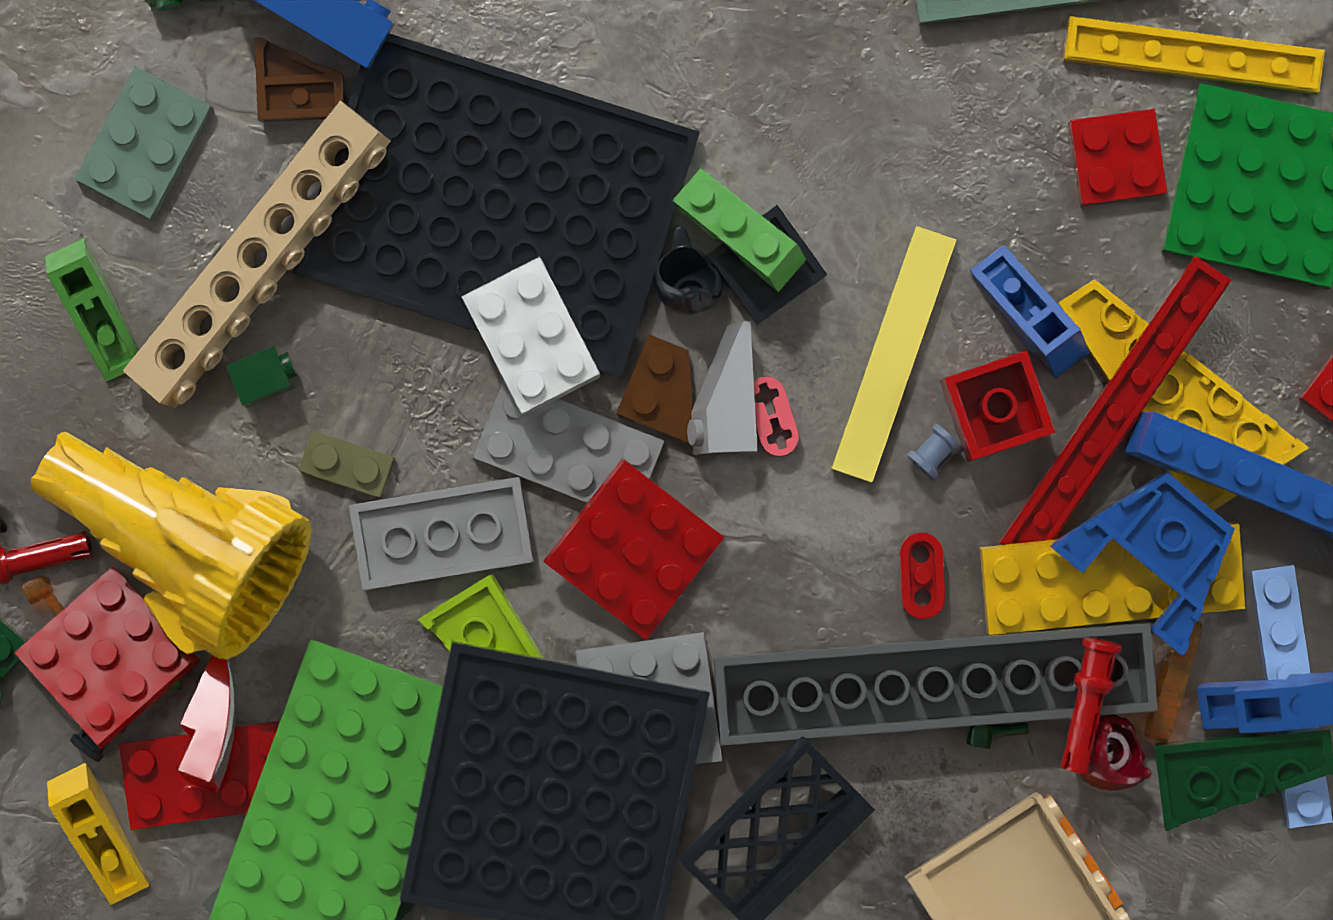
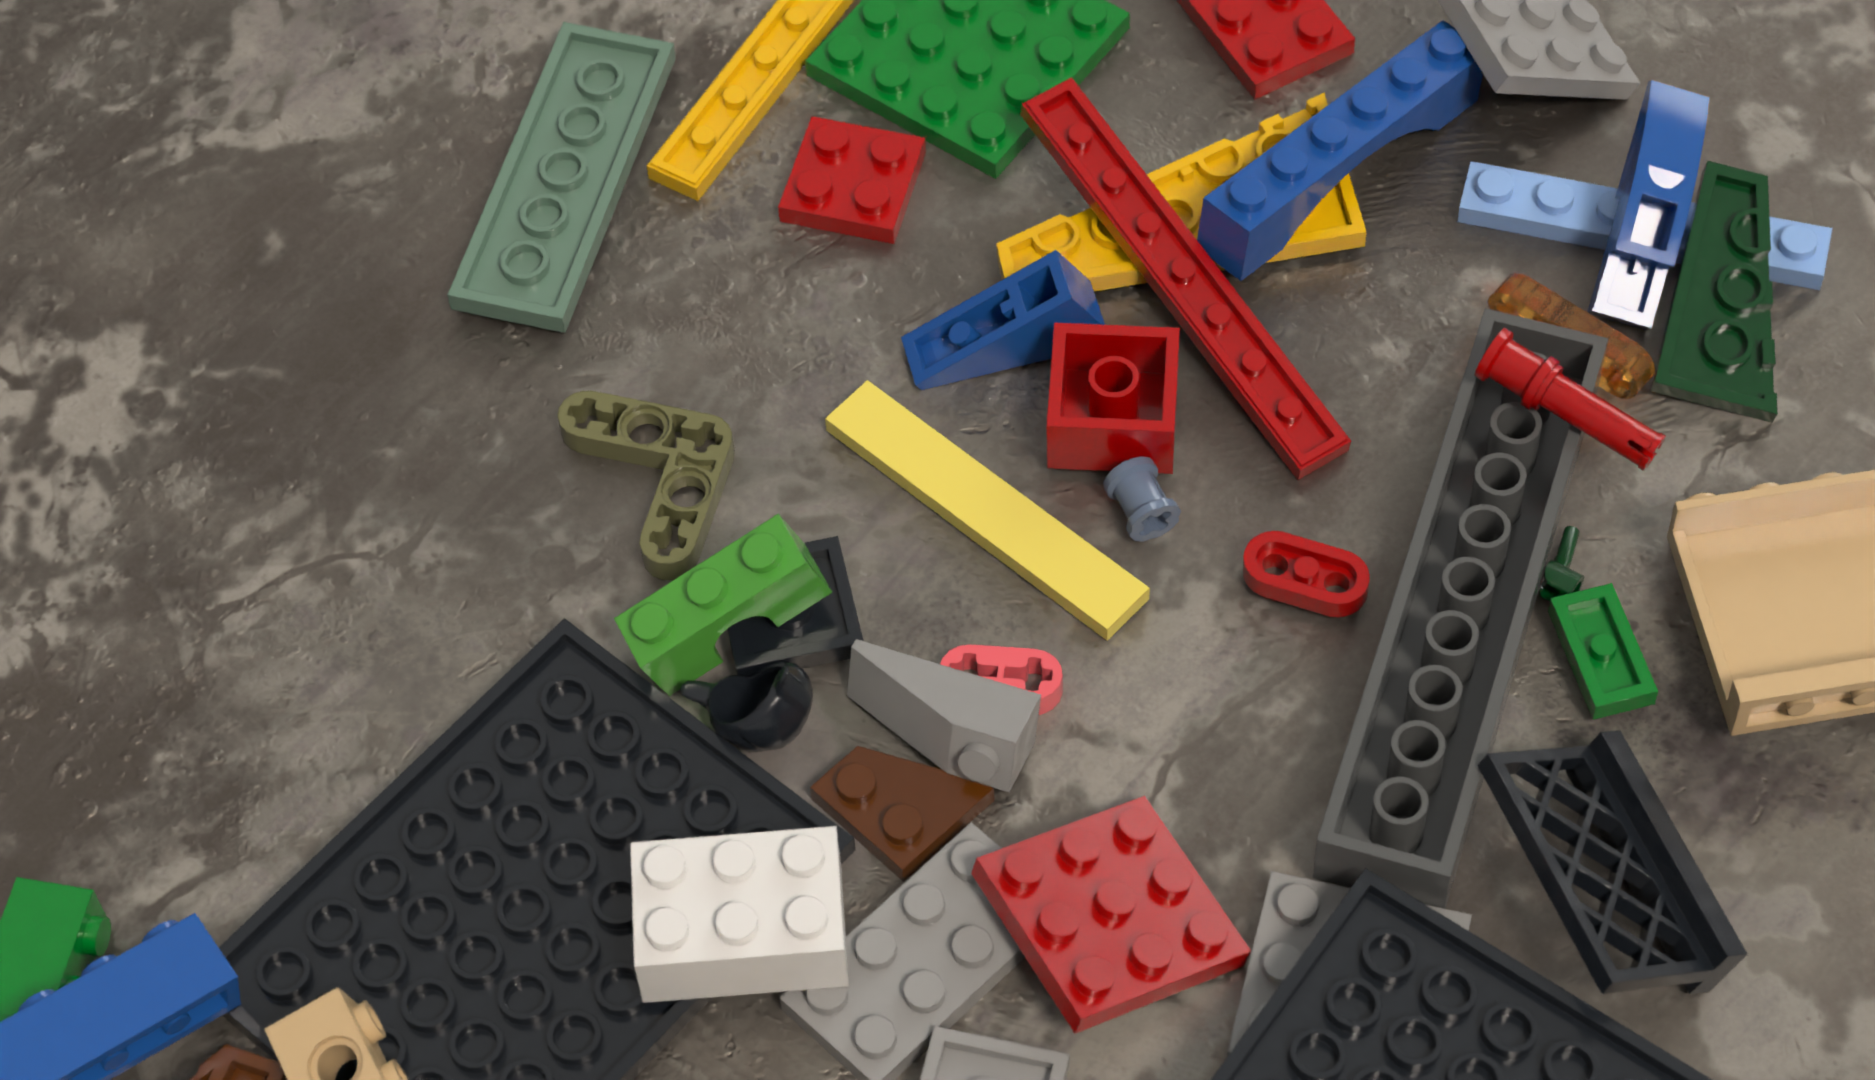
camera: 60 degrees left, 30 degrees down
(843, 150) = (680, 466): none -> olive beam
(939, 777) = (1602, 651): none -> green plate
(1039, 590) = (1402, 360): yellow plate -> none
(1122, 764) = (1678, 423): dark red hair -> none
(1171, 537) = (1381, 249): blue wing -> none

